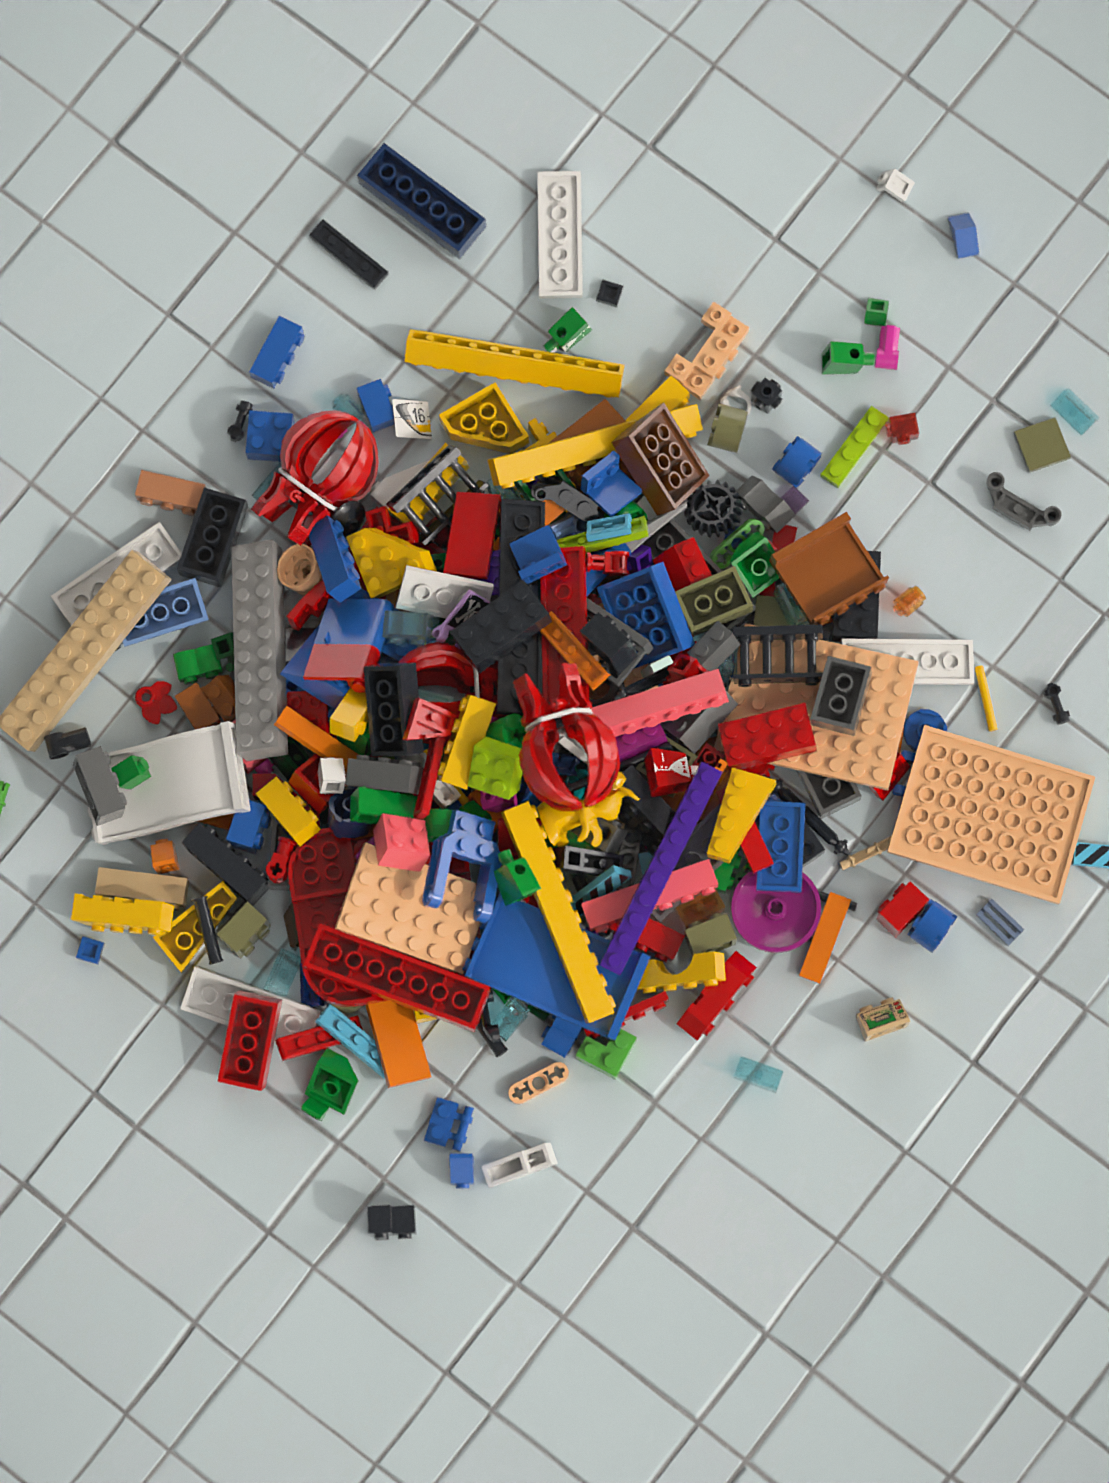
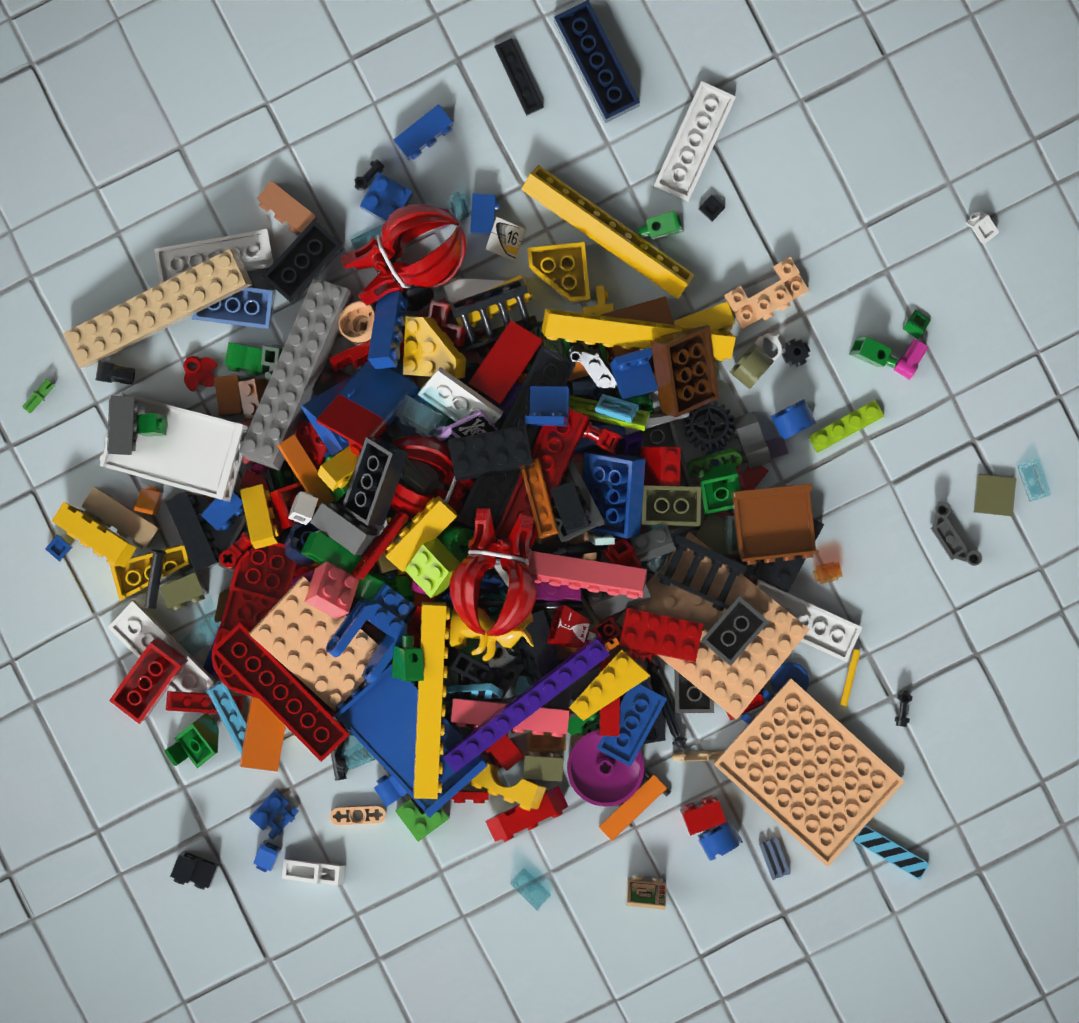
camera: 20 degrees right, 10 degrees up
(428, 721) = (396, 505): wing -> none
(902, 428) = (890, 430): clear red brick -> none
(964, 235) = (1017, 294): slope -> none

